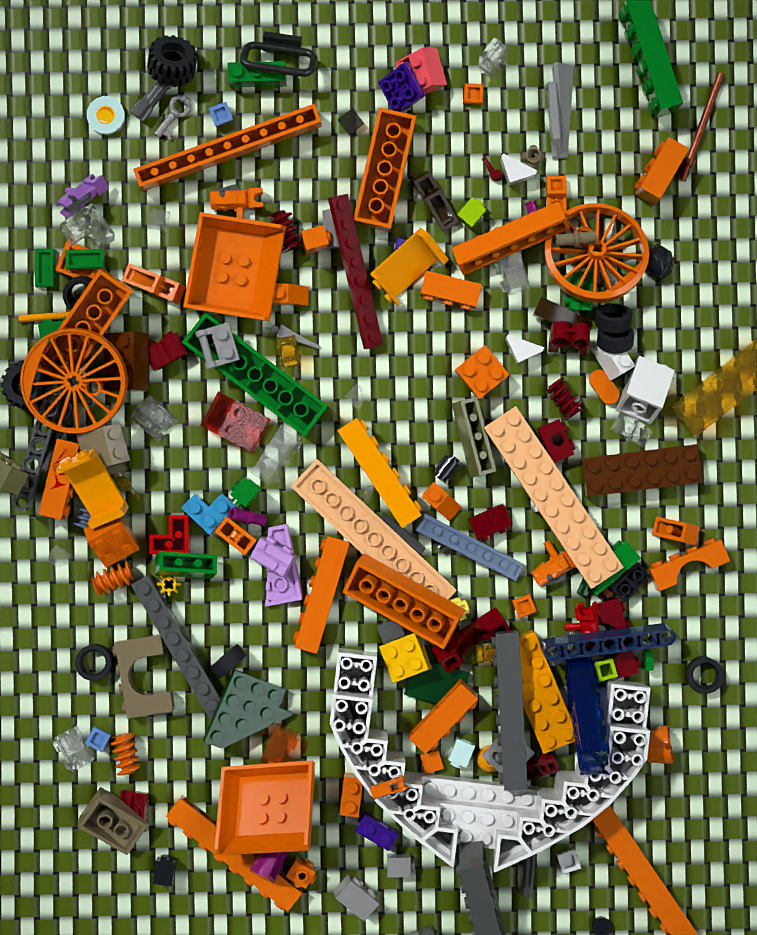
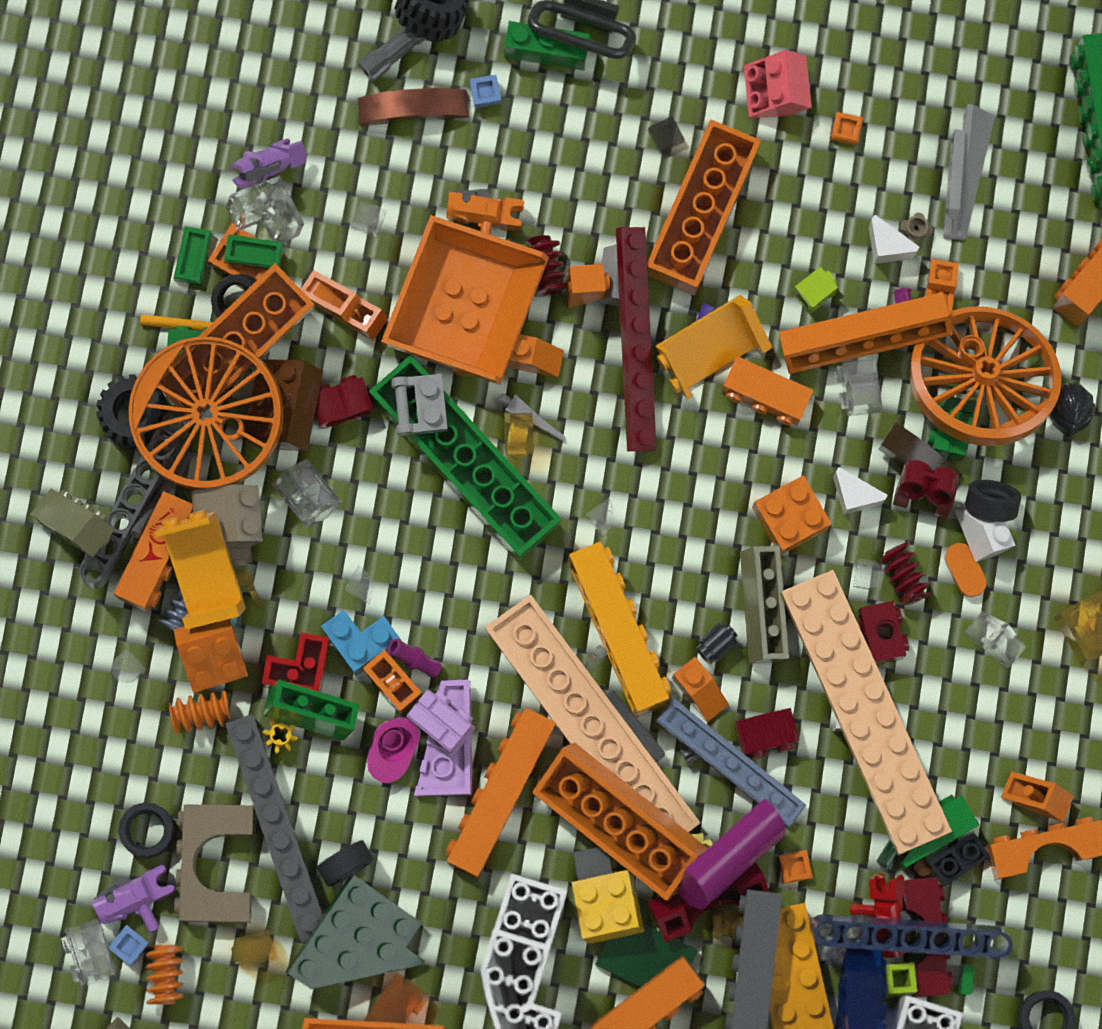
camera: 10 degrees right, 10 degrees down
(94, 706) = (132, 896): none -> medium lavender piece
(105, 115) = (322, 63): light aqua tile -> none
(162, 129) = (419, 77): light grey piece -> none
(173, 133) = (413, 104): none -> copper slope
(180, 726) = (254, 949): none -> clear yellow brick
(203, 472) = (360, 585): none -> clear tile
(228, 147) = (487, 136): orange brick -> none
(235, 422) = (422, 519): clear red slope -> none
(244, 580) = (392, 749): none -> dark pink piece
(245, 492) = (418, 621): green brick -> none
(277, 455) = (473, 579): clear brick -> none
(401, 88) = (747, 100): dark purple tile -> none
(434, 200) = (766, 263): dark brown slope -> none
(481, 611) = (732, 855): none -> magenta brick
(493, 58) = (883, 82): clear brick -> none
(495, 175) = (858, 244): dark red hand -> none
(539, 402) = (868, 574): none -> clear tile
(554, 569) = (847, 820): orange piece -> none
(575, 238) = (959, 348): dark tan pin -> none
(613, 318) = (995, 472): black tyre -> none
(641, 470) = (999, 698): reddish brown brick -> none
(645, 390) = (1024, 584): white slope -> none

